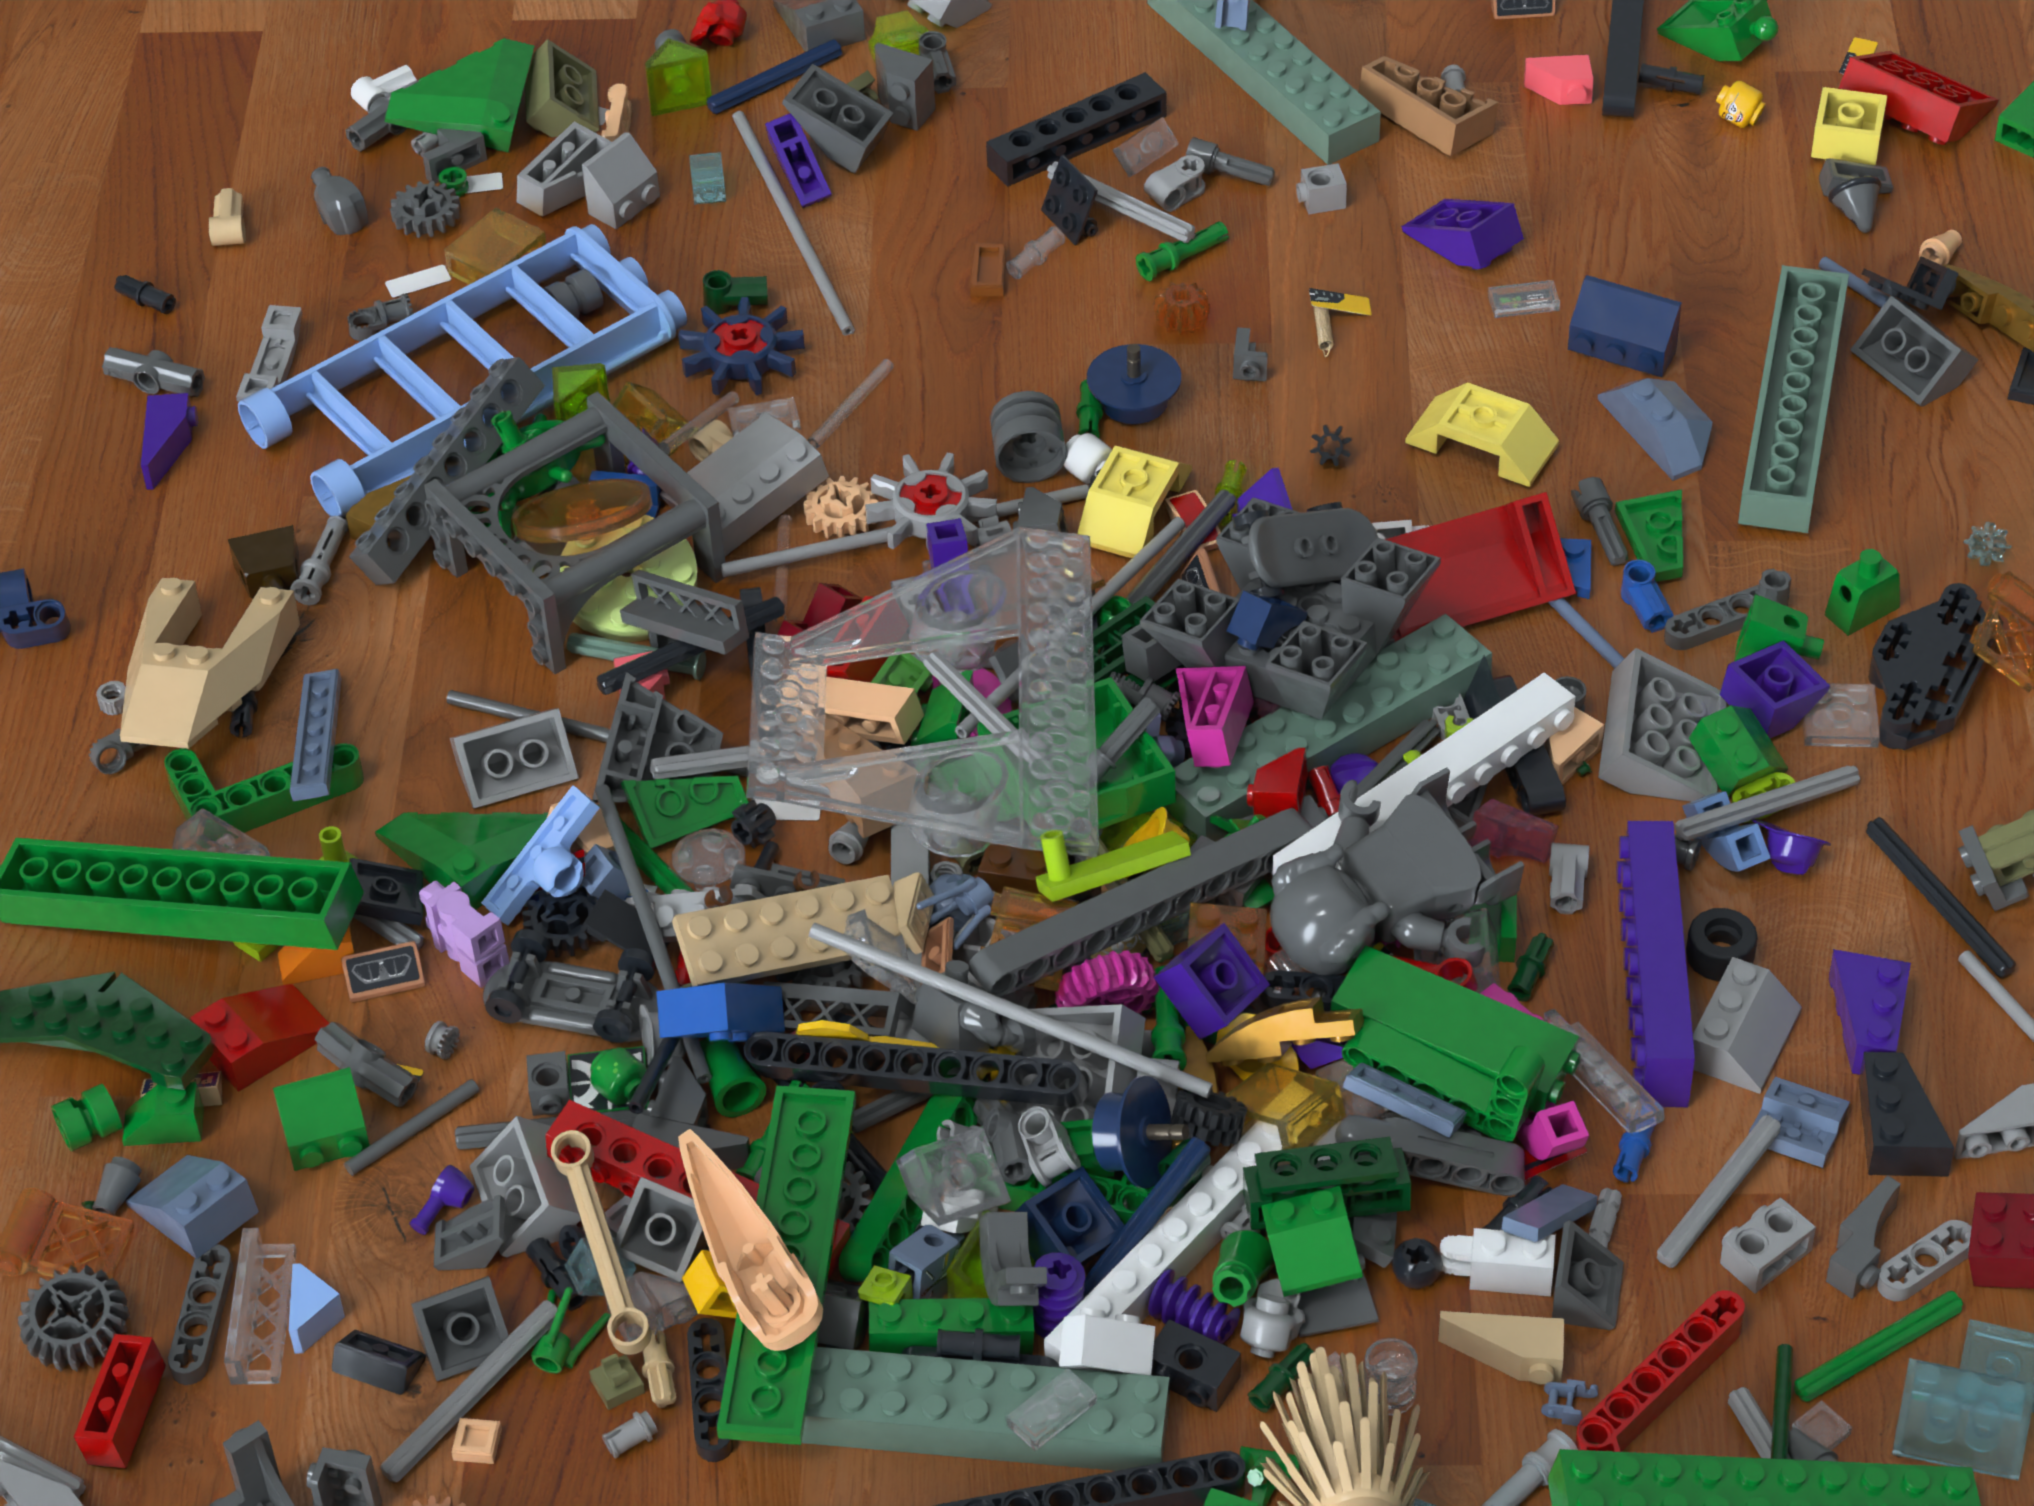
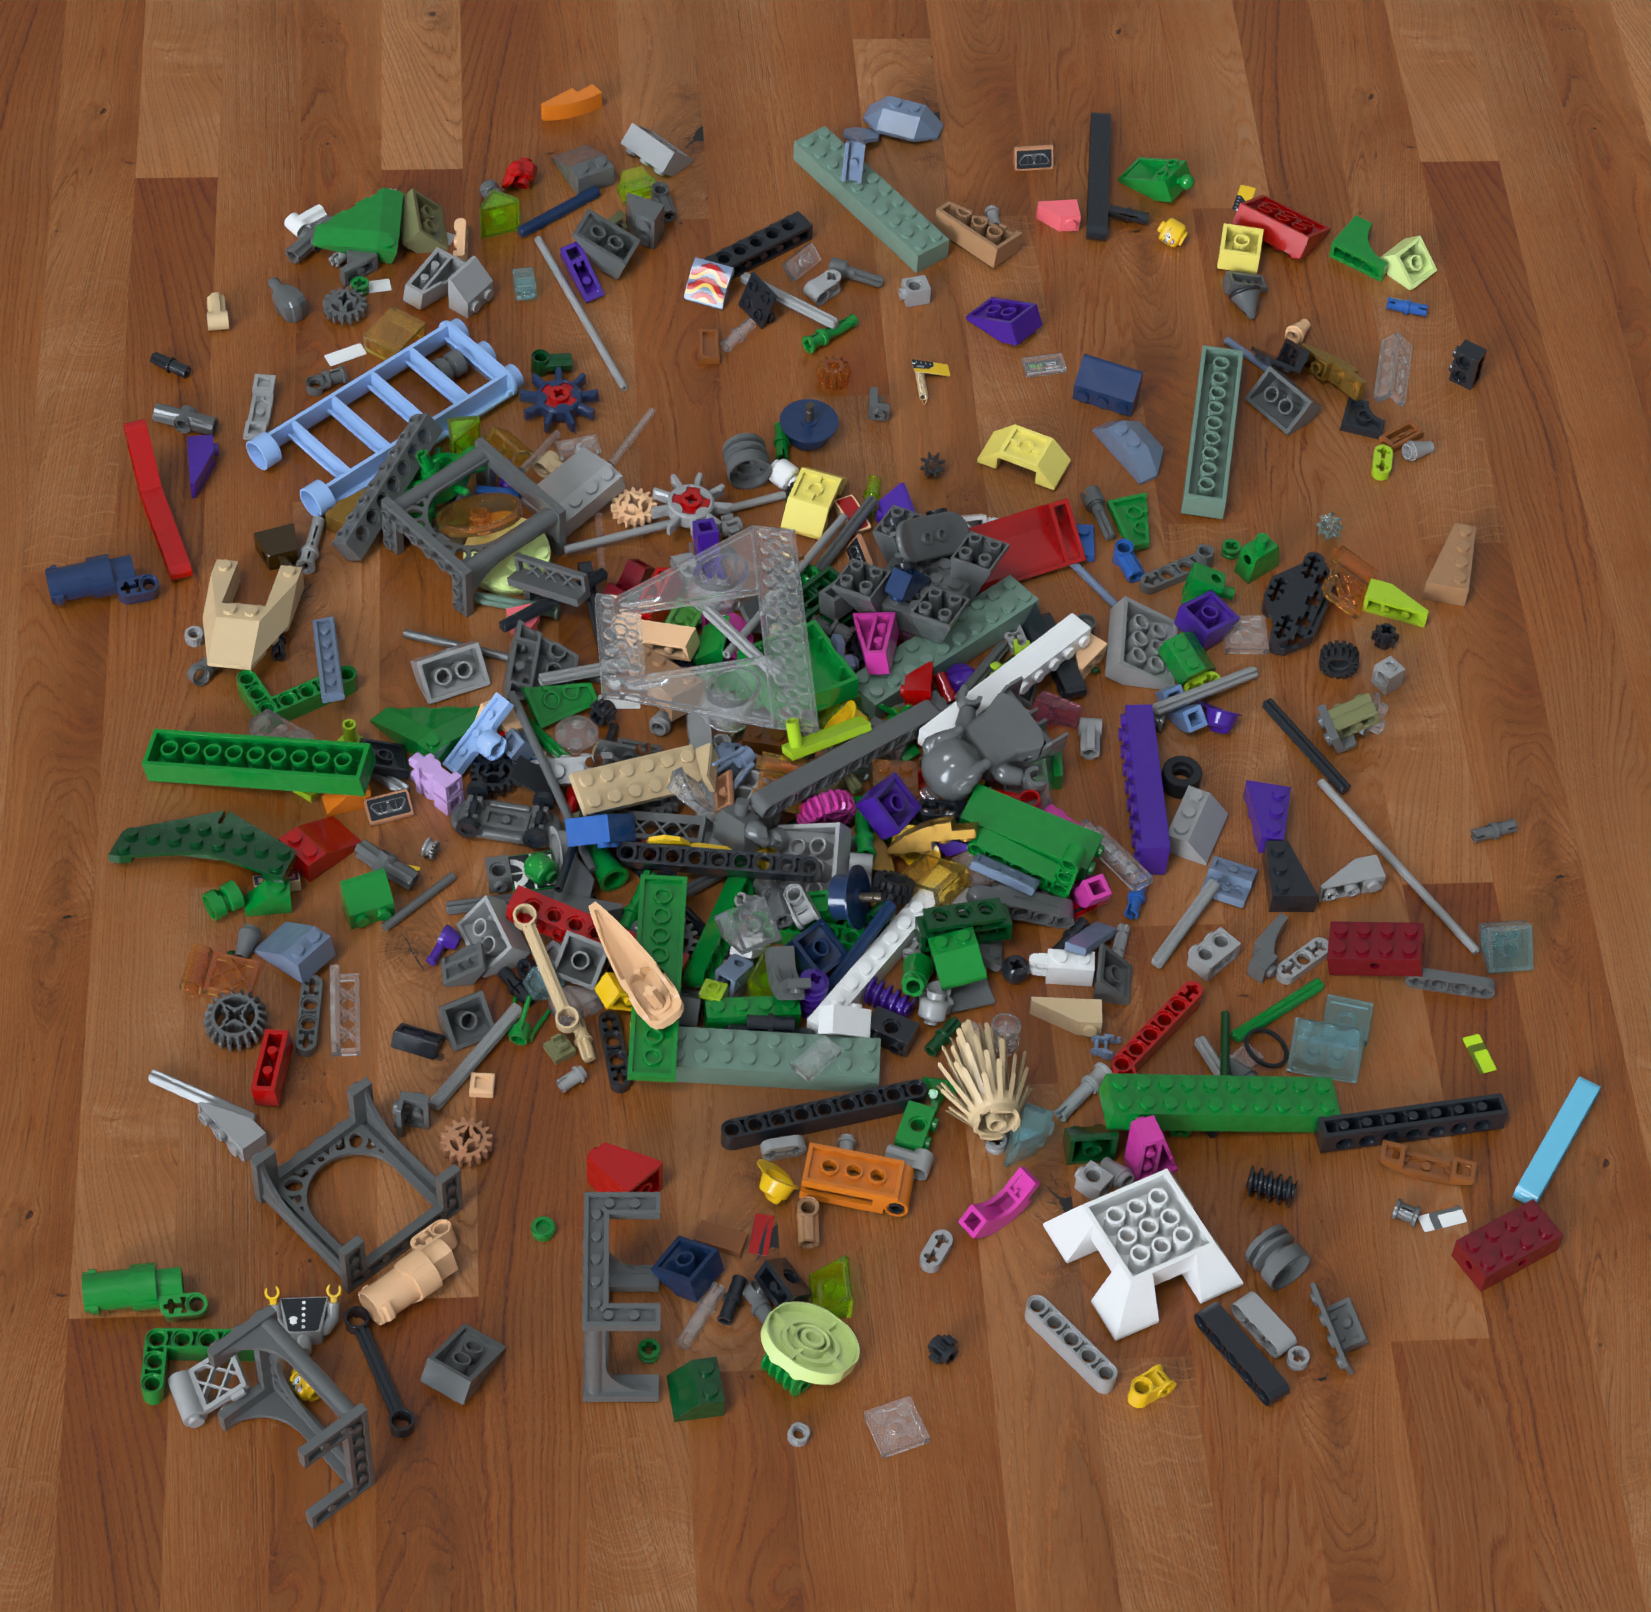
camera: 10 degrees left, 5 degrees up
(82, 487) = (154, 500): none -> red beam
(313, 1308) = (377, 1010): light blue slope -> none
(995, 176) = (708, 283): none -> slope
(1011, 1010) = (773, 826): light grey piece -> none
(1040, 512) = (758, 513): dark grey slope -> none
(1125, 735) = (828, 655): dark grey axle -> none
(1531, 967) = (1071, 792): dark green axle -> none
(1824, 580) = (1230, 544): none -> green bush
(1865, 1444) = (1255, 1058): none -> black piece
(2003, 741) = (1344, 667): none -> black tyre

